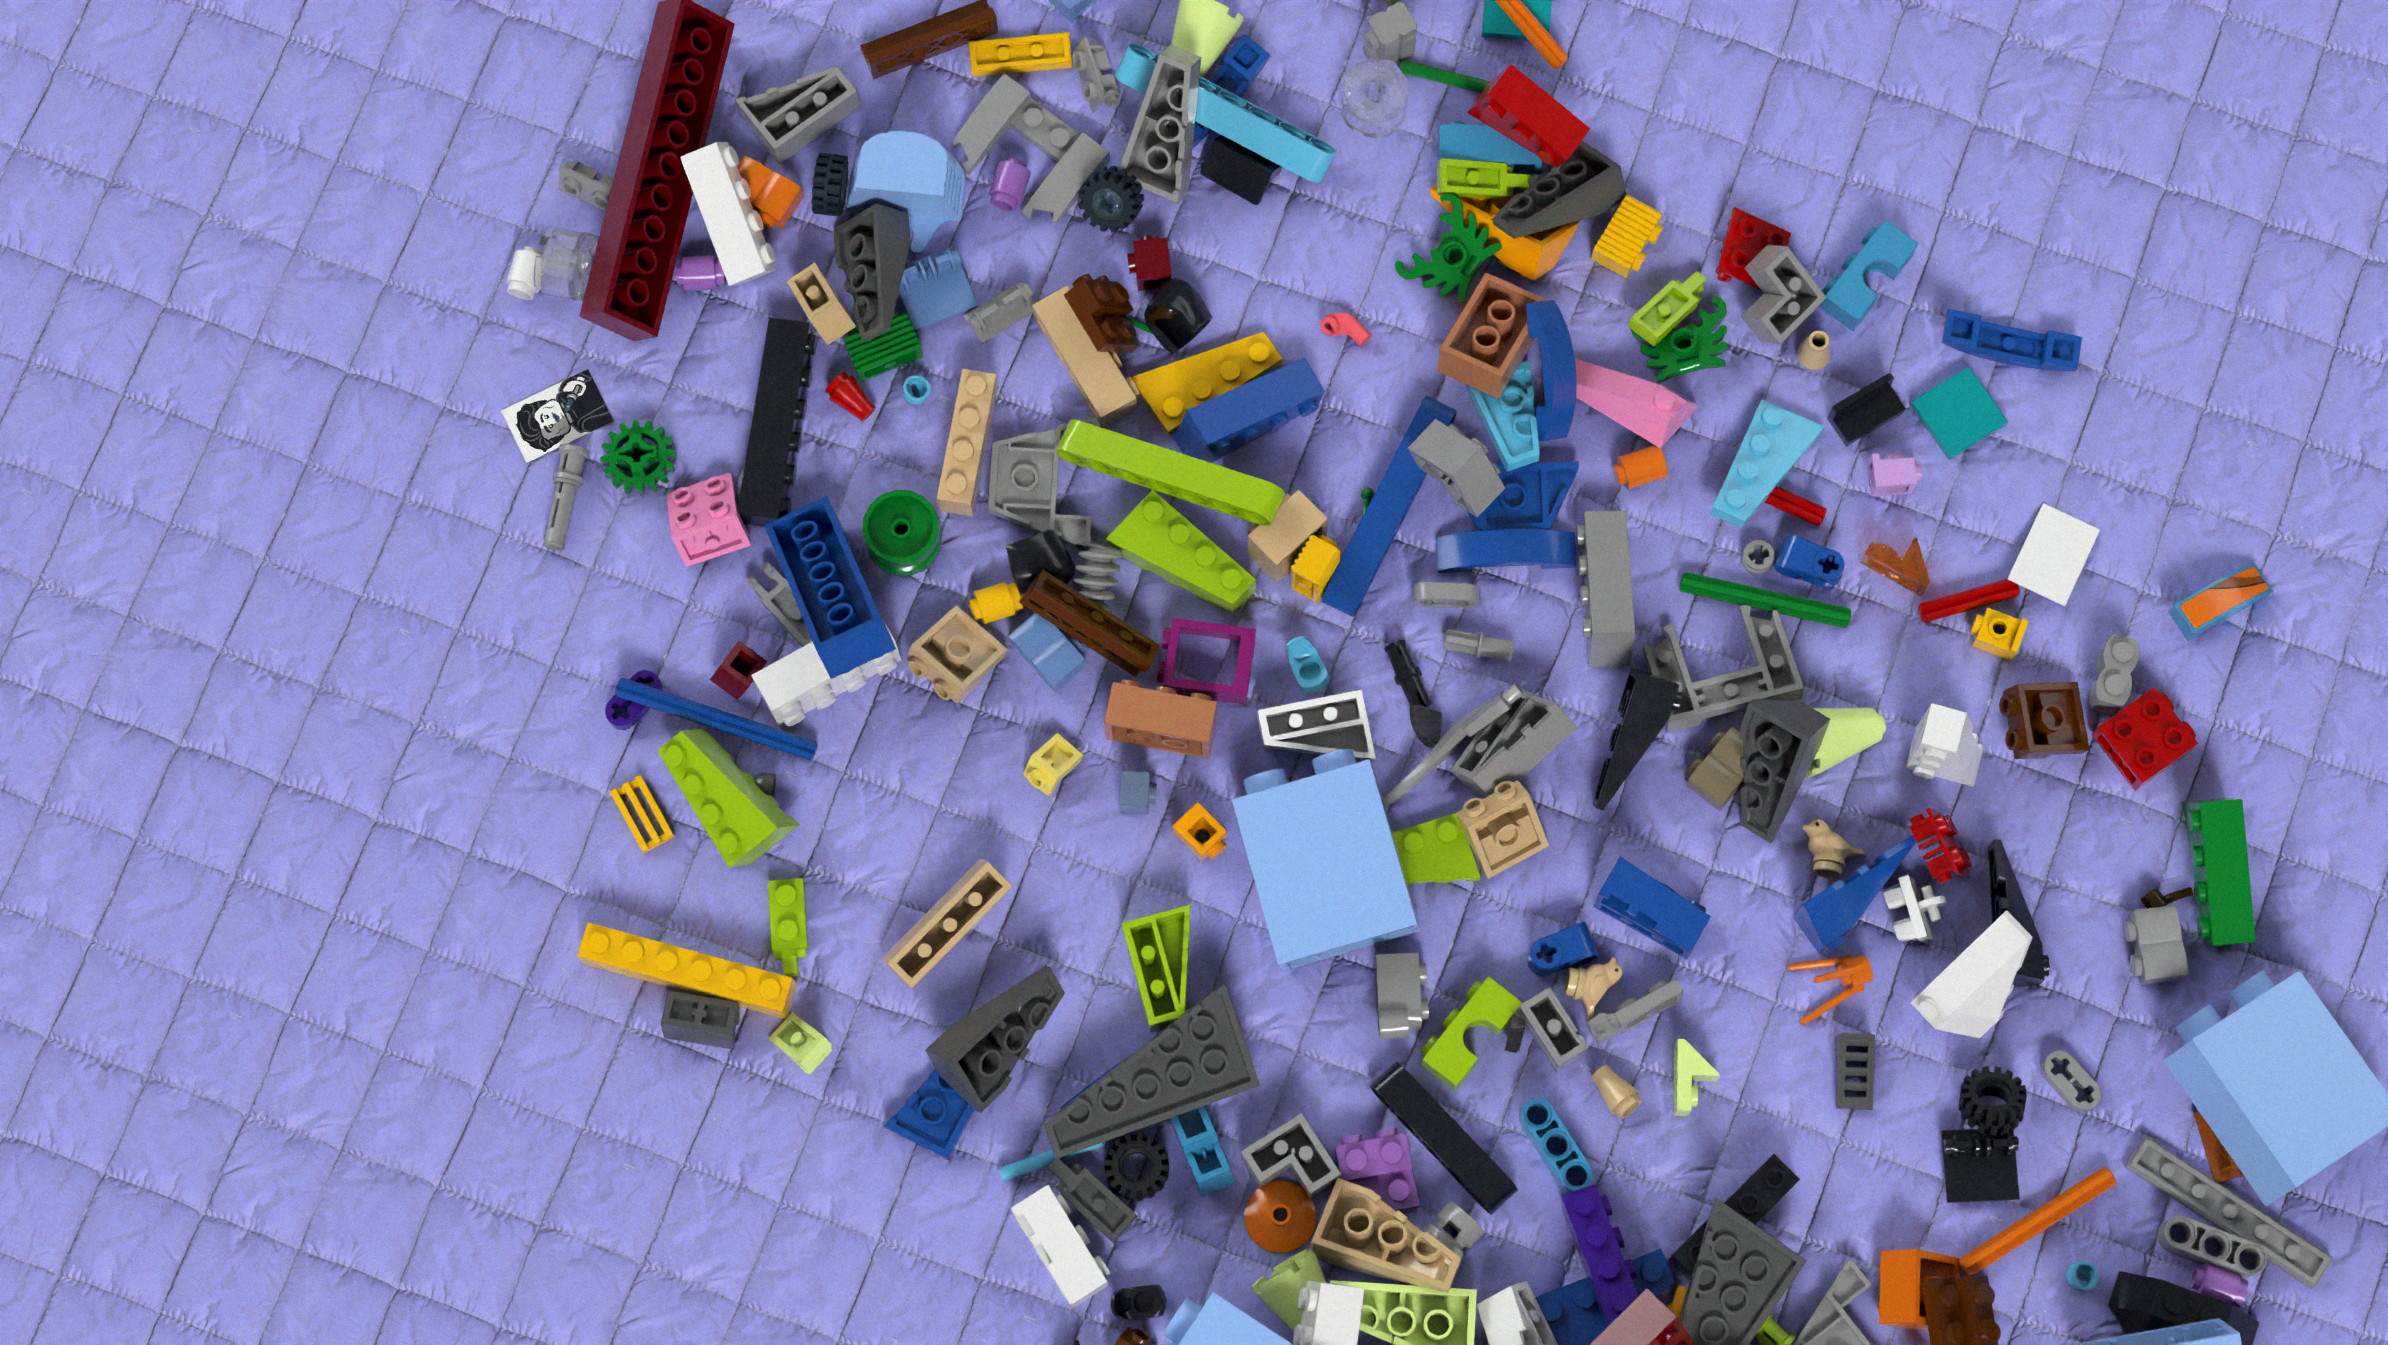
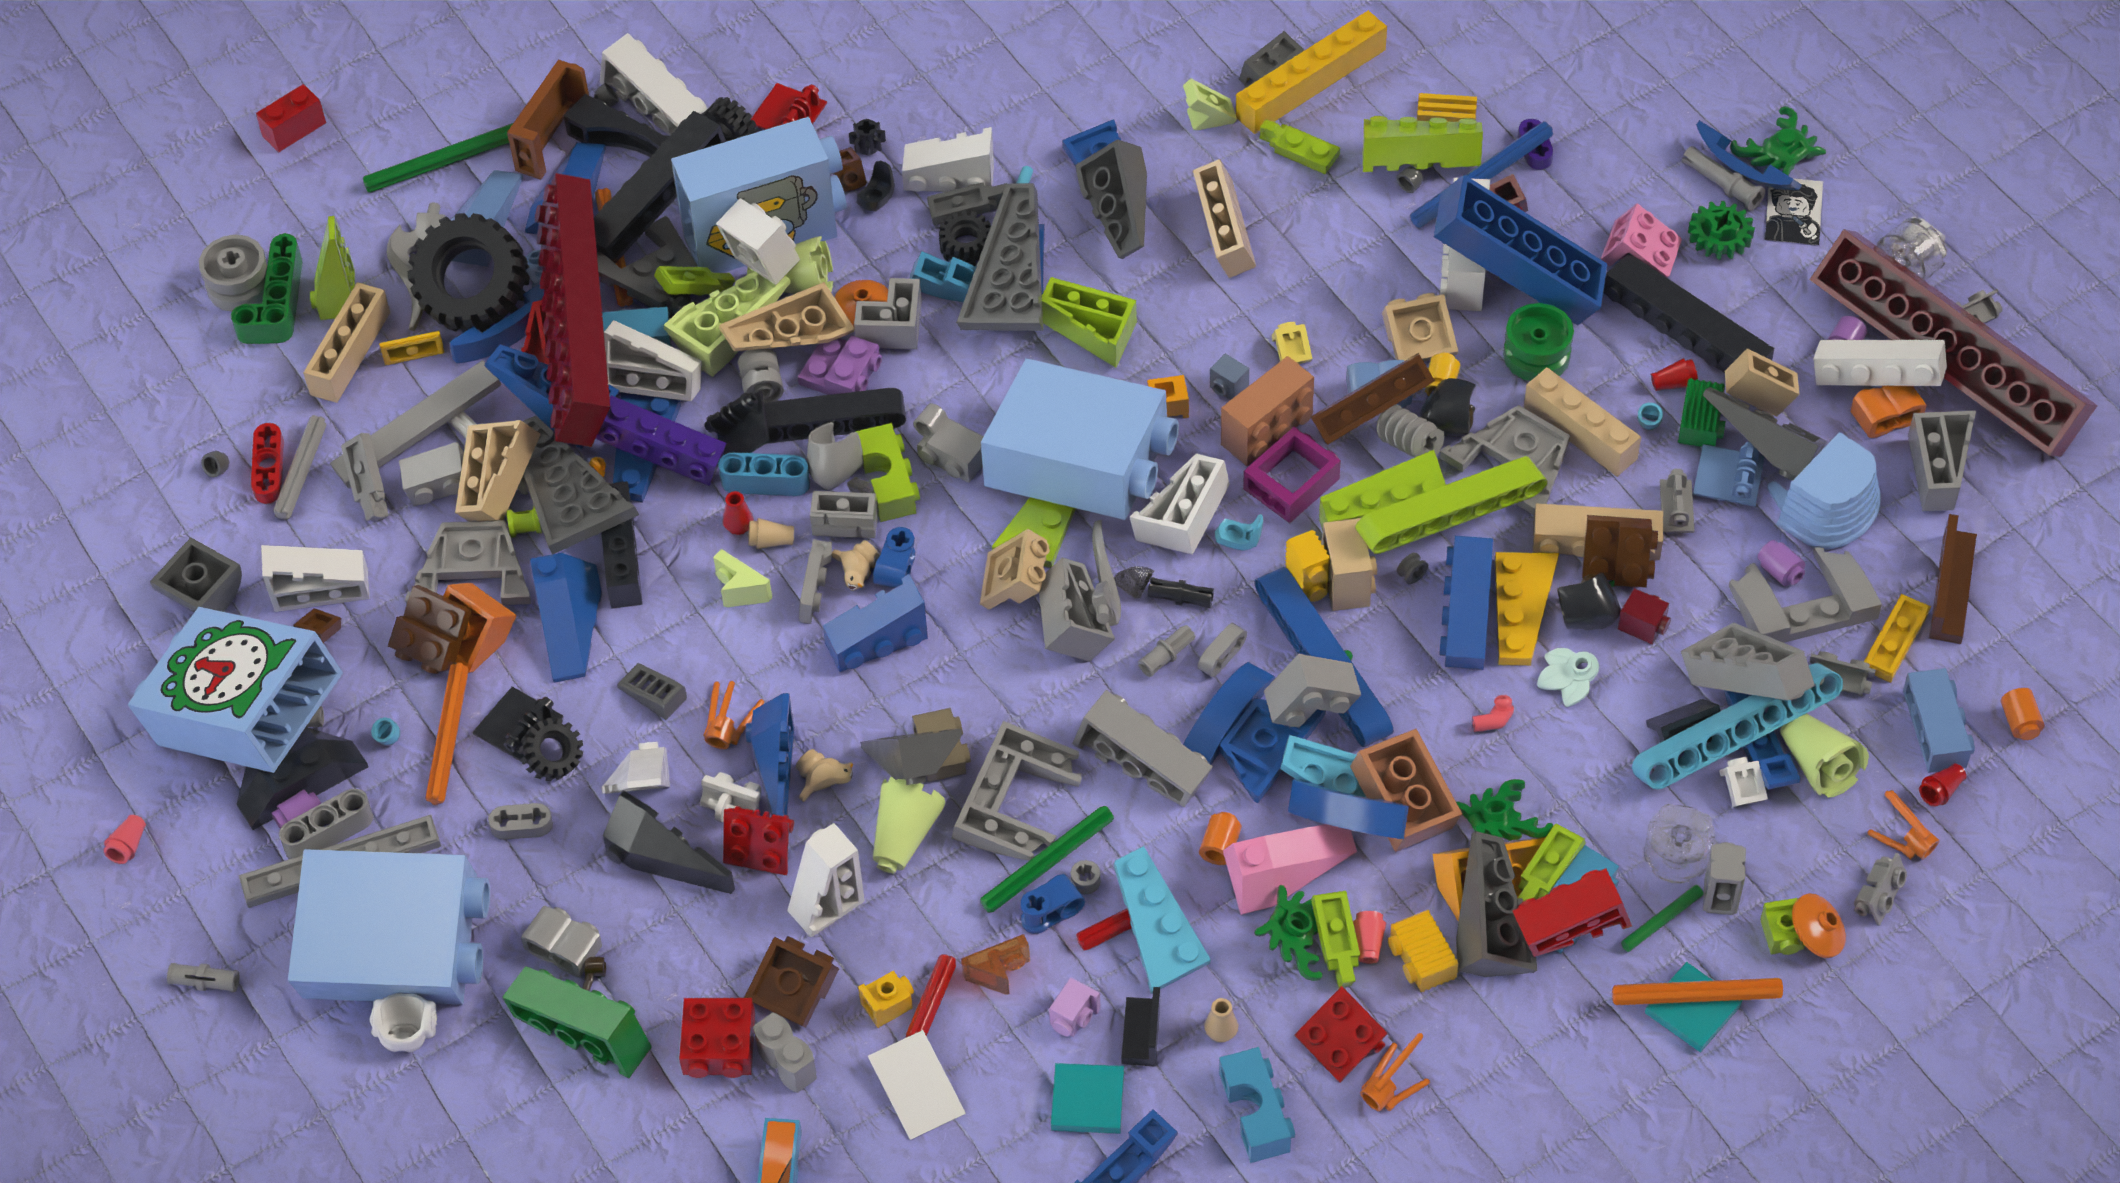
camera: 125 degrees right, 20 degrees down
(488, 461) = (1784, 147): none -> green animal
(543, 441) = (1772, 176): none -> blue slope
(830, 184) = (1867, 434): black wheel -> none
(1112, 186) = (1717, 611): black wheel -> none
(1260, 296) = (1565, 676): none -> light aqua plate
(1269, 85) = (1744, 781): none -> white bracket
(1496, 1090) = (831, 461): none -> light grey piece
(1525, 1205) = (741, 424): none -> black hinge
(1614, 1144) = (736, 514): none -> red cone
(1641, 289) = (1369, 934): none -> coral cone
(1645, 711) = (1024, 701): black wedge -> none
(1780, 189) = (1379, 1089): none -> orange plant
(1787, 297) = (1285, 1019): light grey brick -> none
(1837, 1212) = (568, 606): none -> blue wedge
(2346, 1005) = (403, 1021): none -> white hair

